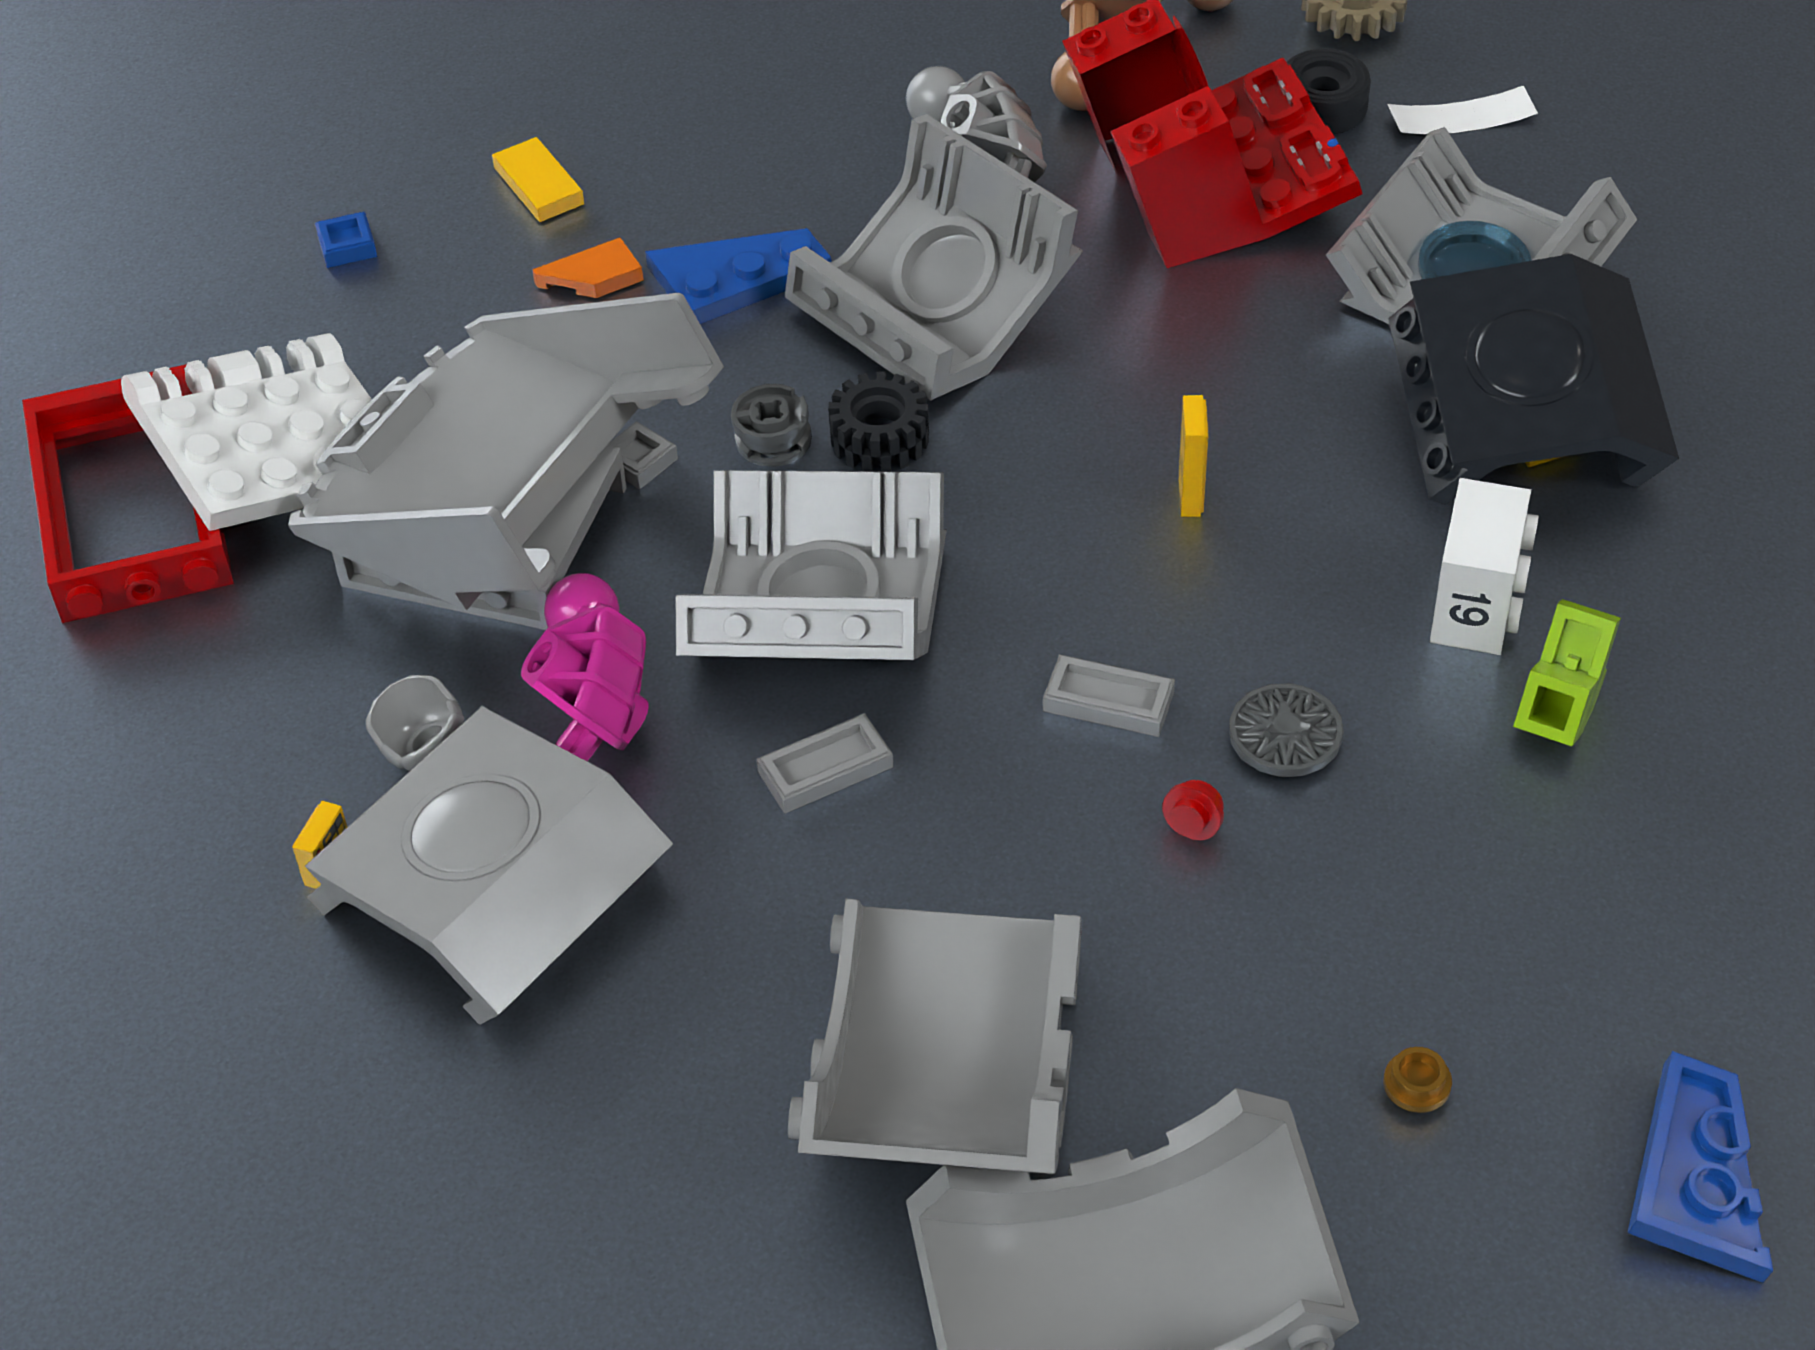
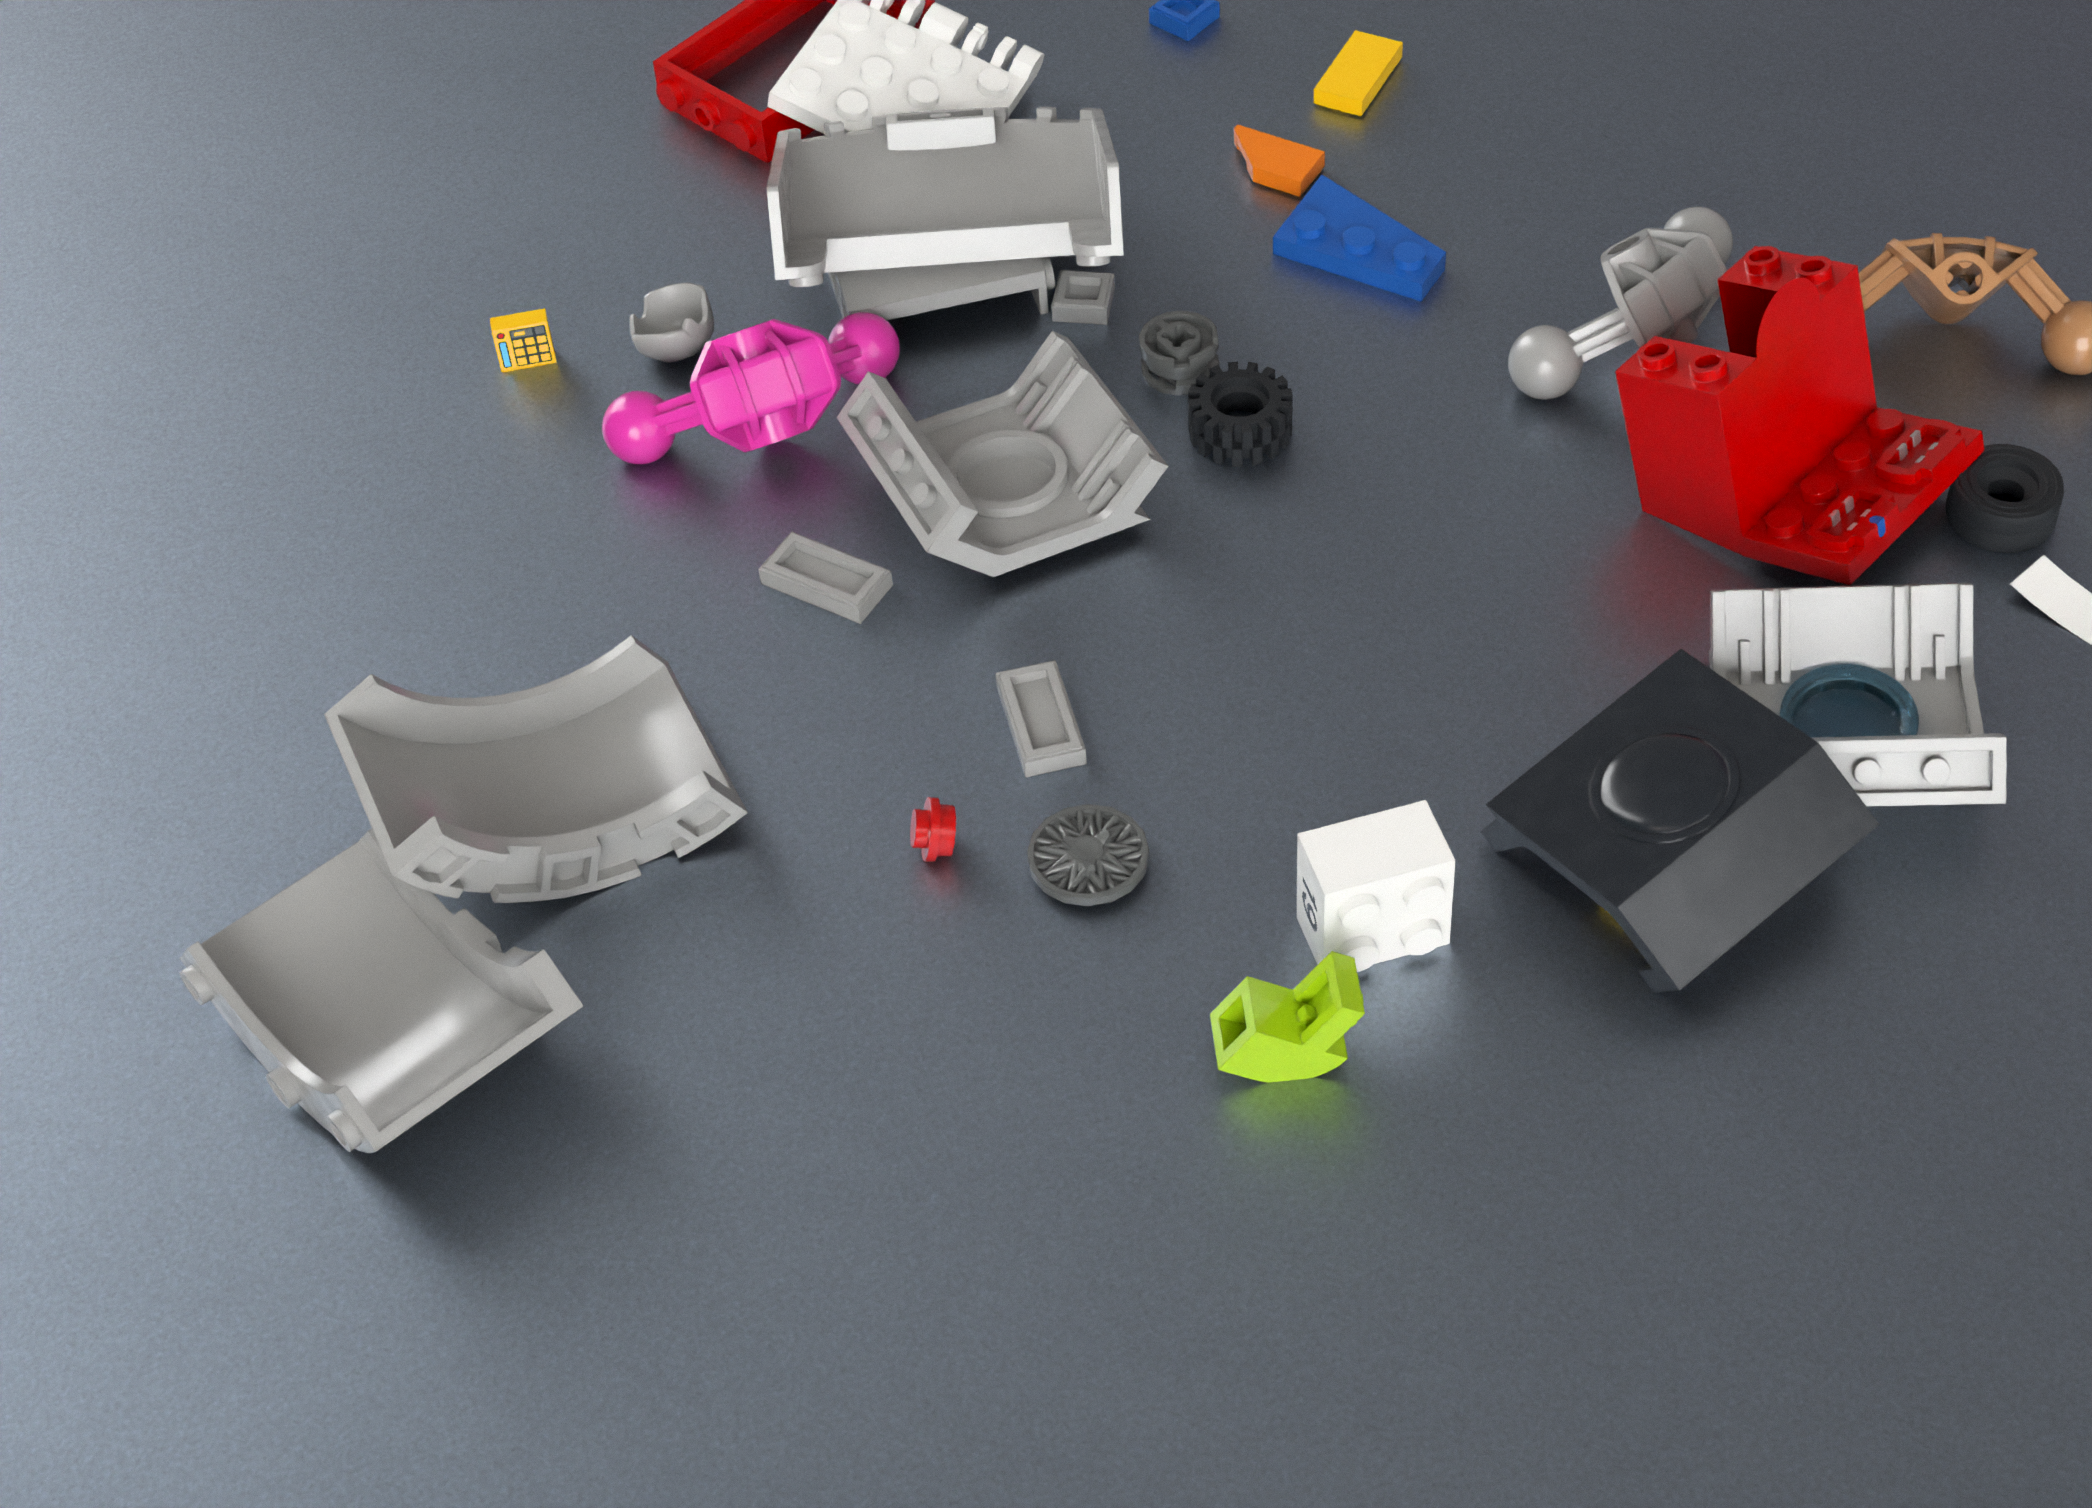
camera: 60 degrees right, 0 degrees up
(491, 856) = (547, 427): light grey panel -> none
(942, 265) = (1441, 360): light grey panel -> none
(1193, 455) = (1346, 621): yellow tile -> none
(1417, 1080) = (734, 1121): pearl gold plate -> none
(1696, 1172) = (757, 1371): blue wing -> none

